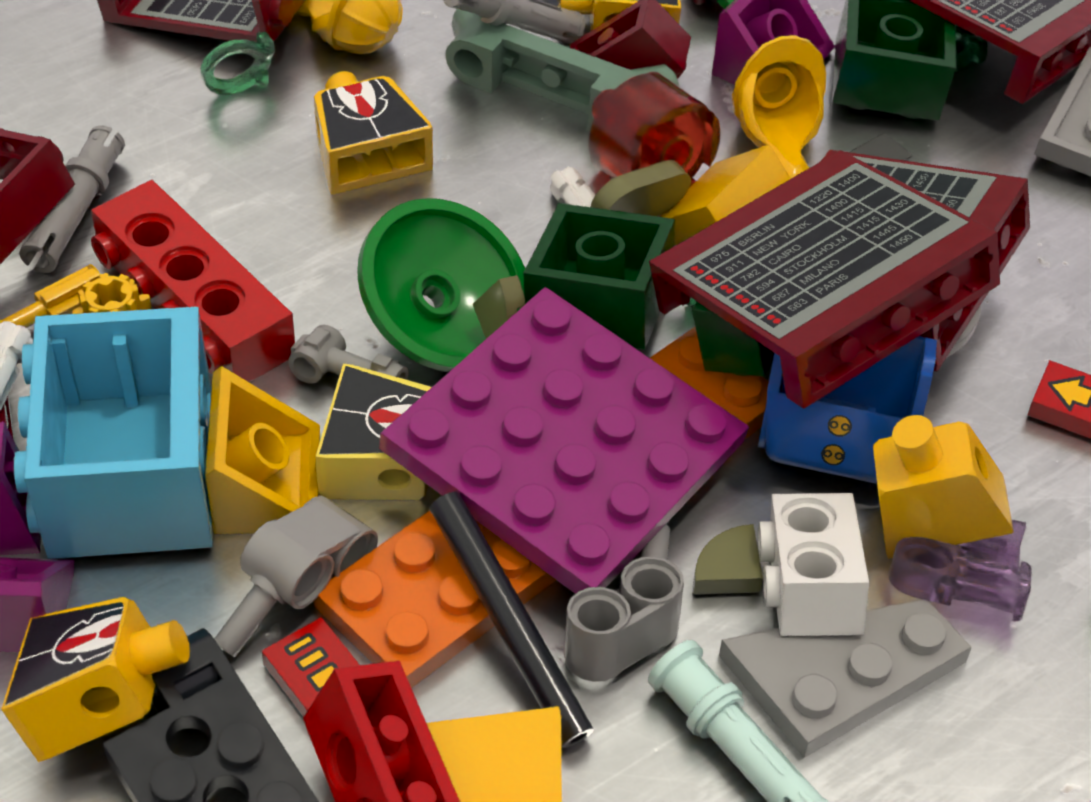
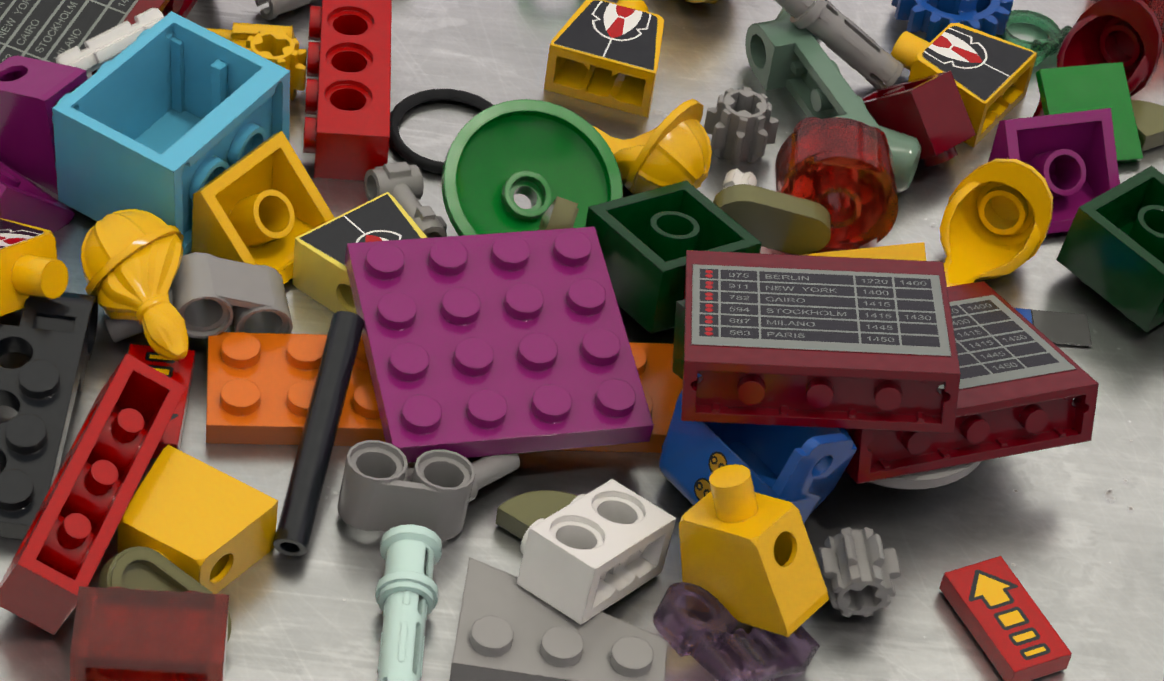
camera: 35 degrees right, 5 degrees down
(222, 581) = (130, 269): none -> yellow piece
(317, 239) = (418, 98): none -> black tyre
(508, 189) = (667, 154): none -> yellow piece
(522, 132) = (741, 125): none -> light grey gear
(1000, 434) = (858, 571): none -> light grey gear

